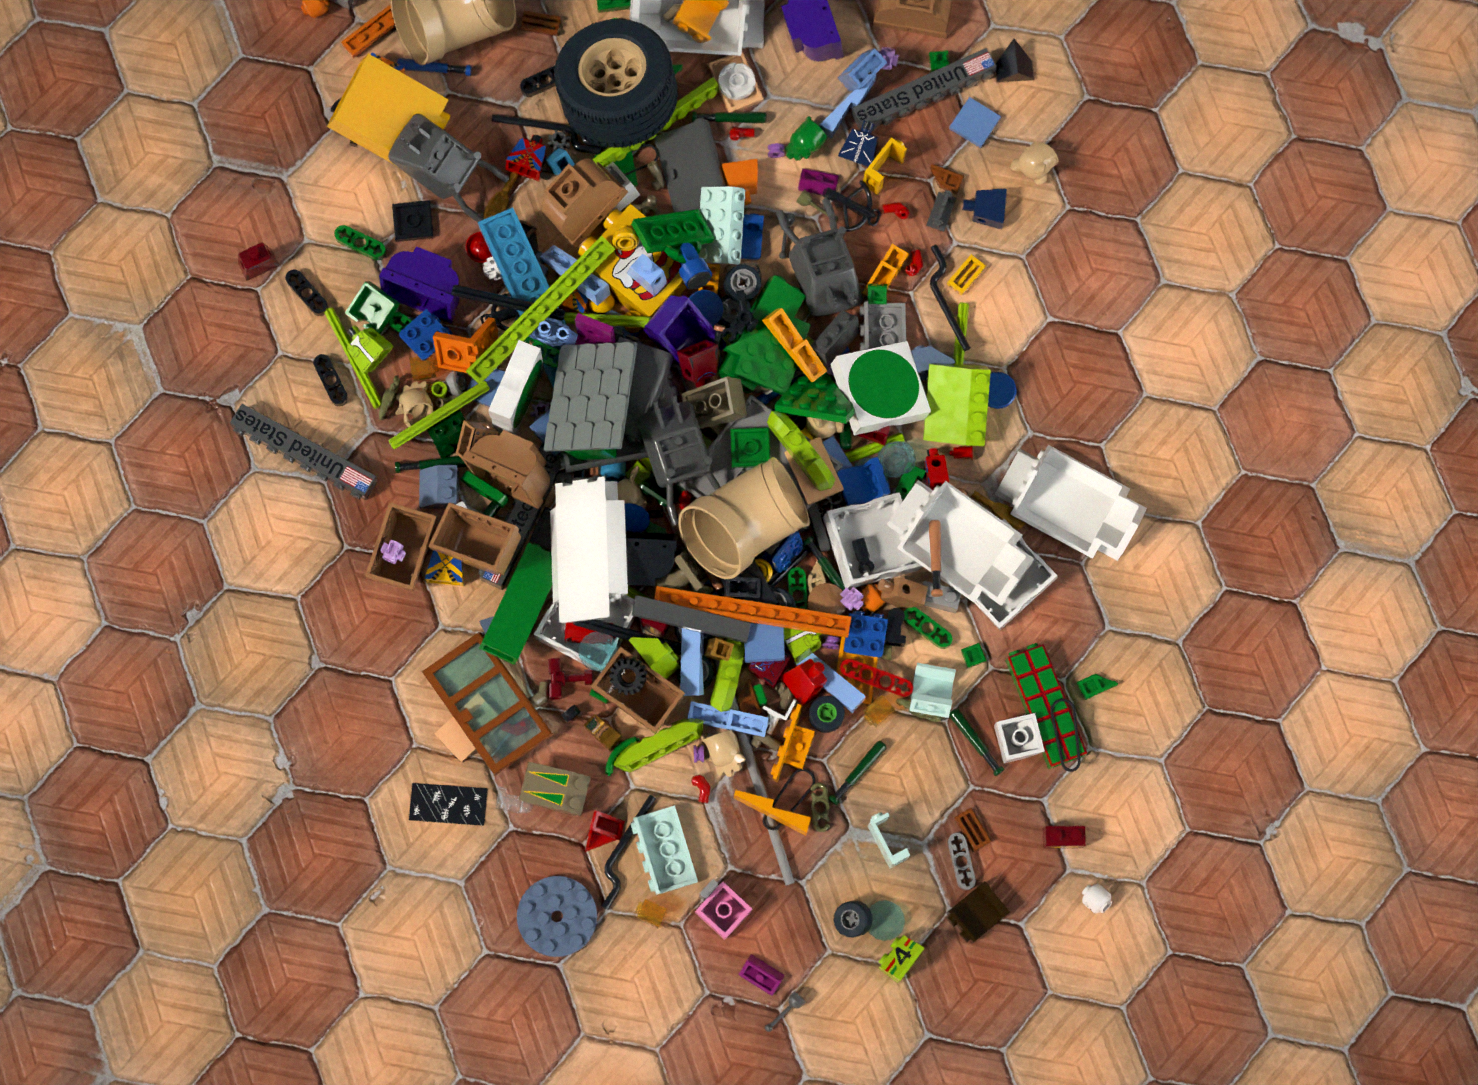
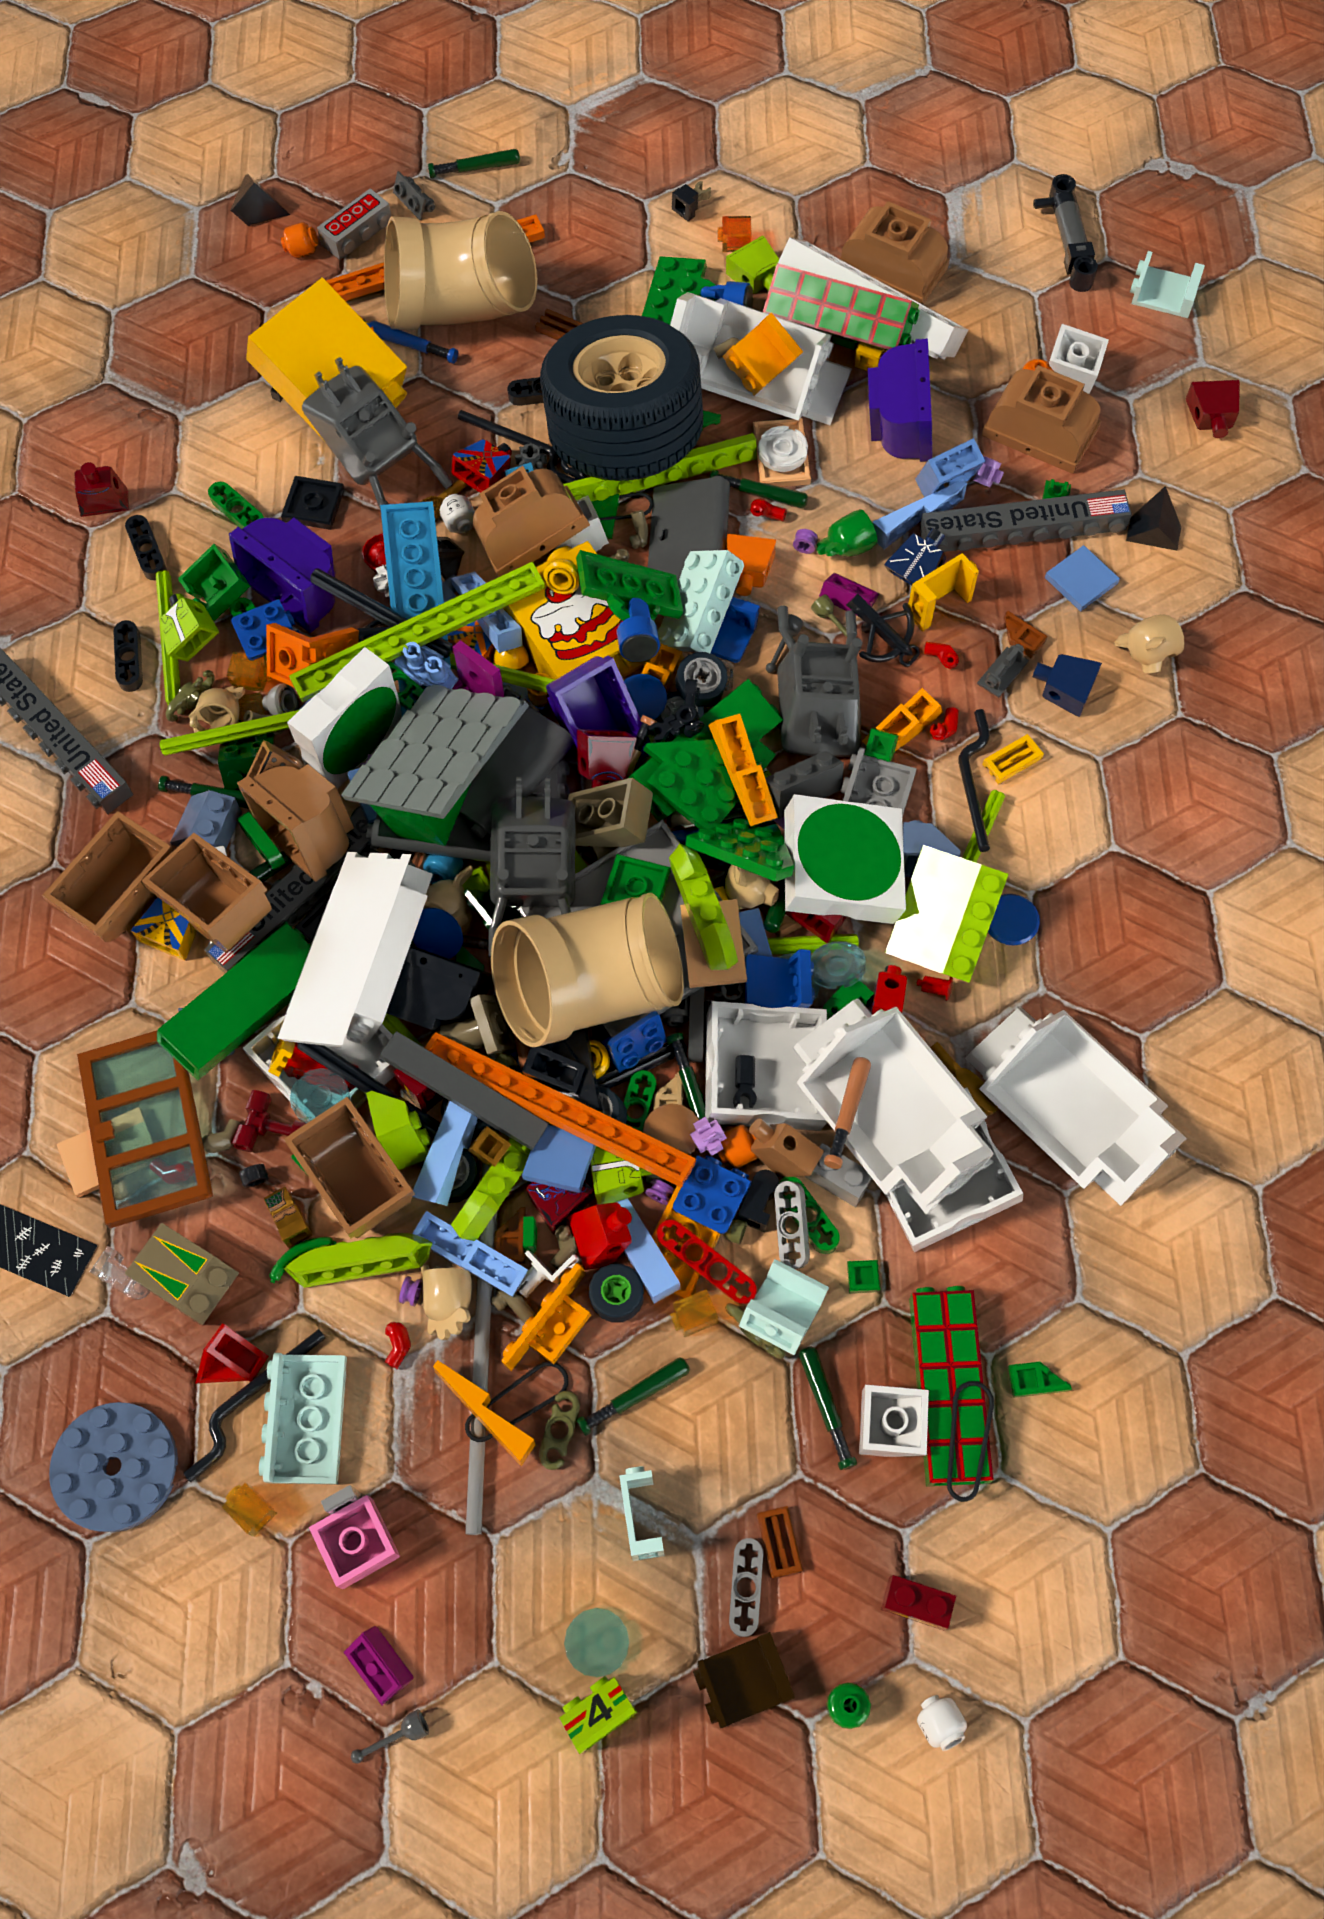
camera: 25 degrees right, 10 degrees down
(392, 551) = (93, 875): lavender gear -> none
(436, 387) = (255, 701): lime hinge -> none
(523, 201) = (457, 513): none -> white head
(561, 630) = (280, 1056): none -> yellow tile
(620, 684) = (324, 1143): black tyre -> none
(646, 273) = (568, 617): light blue torso -> none
(846, 922) = (536, 1630): black wheel -> none
(920, 653) = (802, 1233): none -> light grey beam
(1036, 911) = (835, 1705): none -> green head

